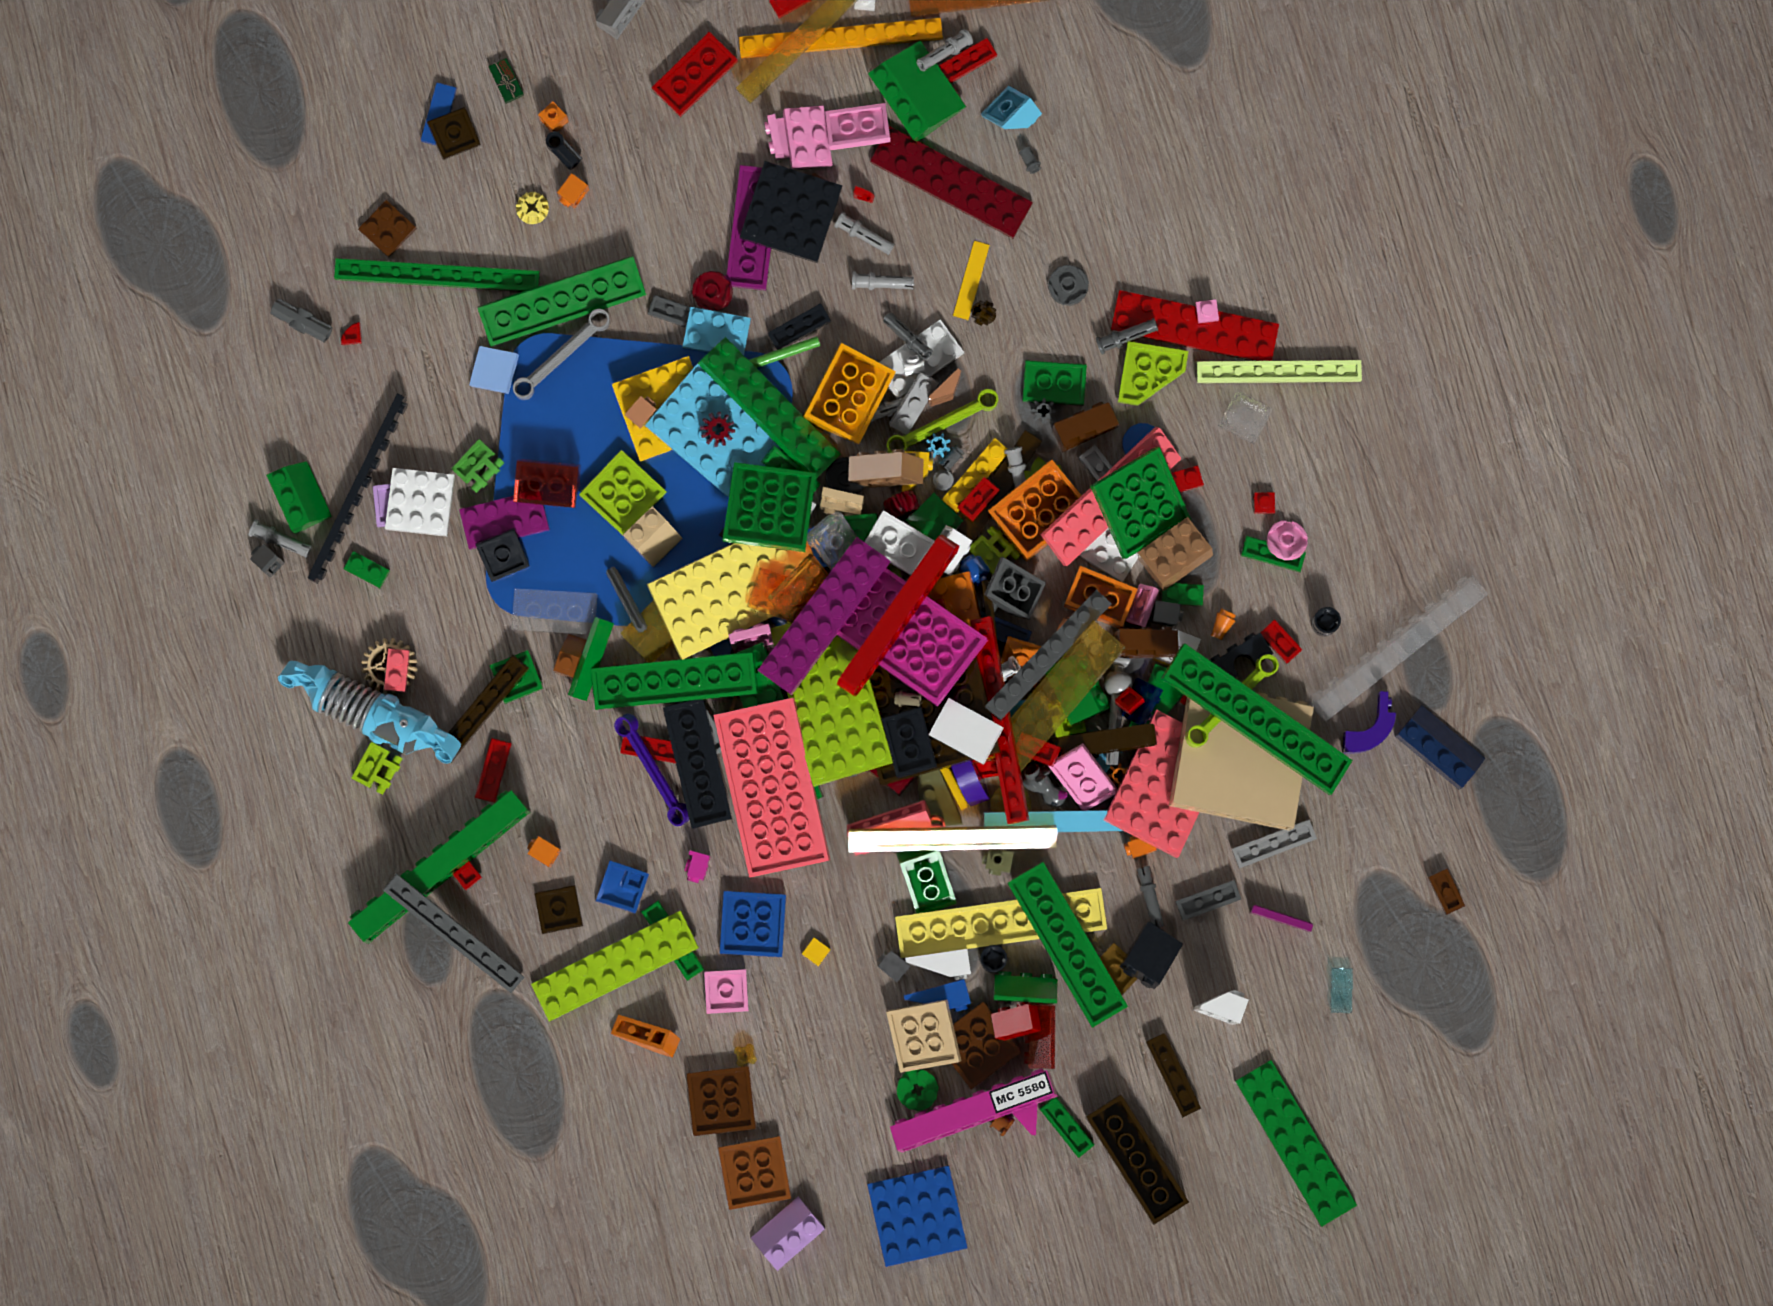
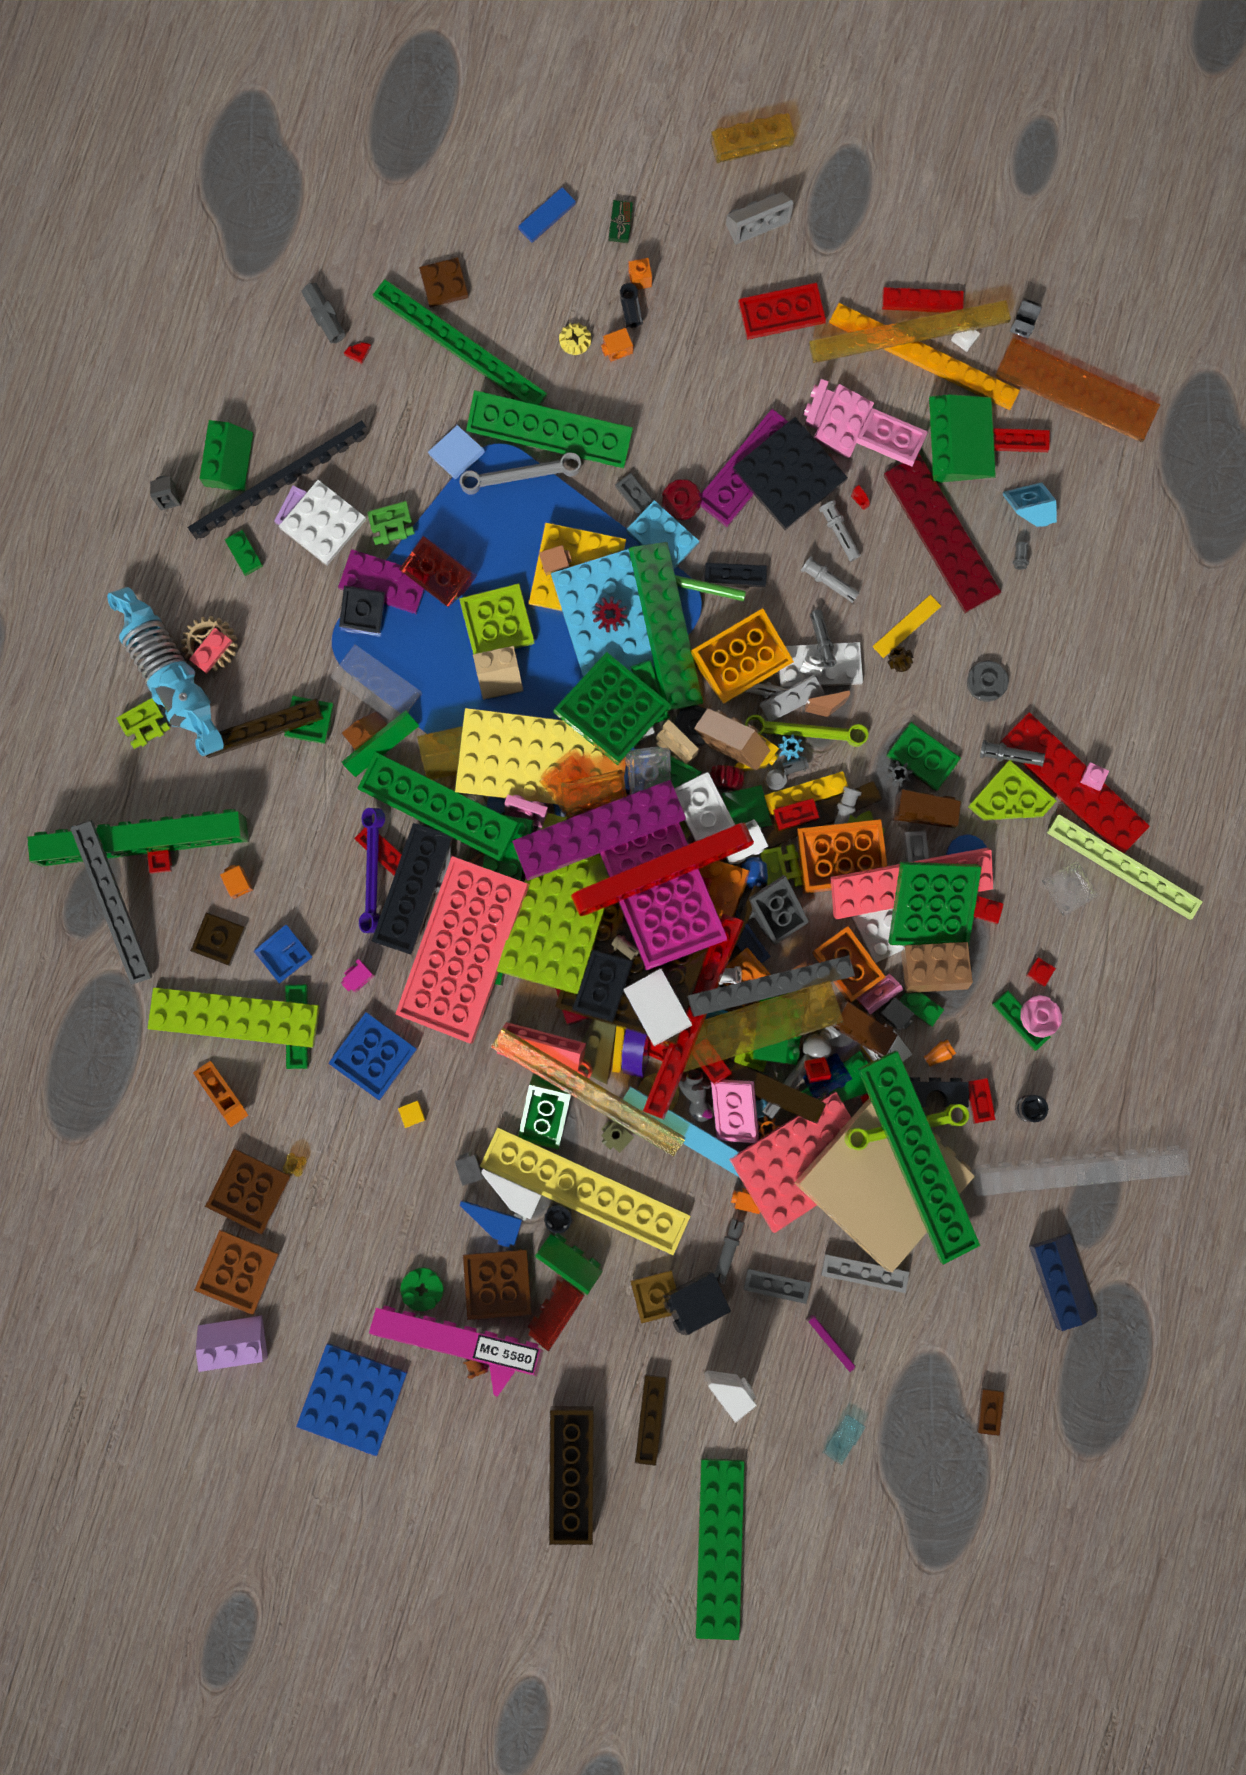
camera: 30 degrees right, 0 degrees up
(270, 535) = (182, 474): light grey pin -> none
(453, 133) = (548, 237): dark brown tile -> none
(493, 770) = (239, 786): red tile -> none
(626, 599) = (441, 711): dark grey axle -> none
(726, 991) = (313, 1099): bright pink plate -> none
(923, 1036) = (455, 1247): tan plate -> none
(951, 46) = (1014, 419): light grey pin -> none
(1016, 1021) = (542, 1287): brick -> none
(1066, 1127) = (529, 1406): green tile -> none
(1067, 944) = (629, 1248): green plate -> none
(1363, 741) = (1017, 1233): dark purple arch -> none

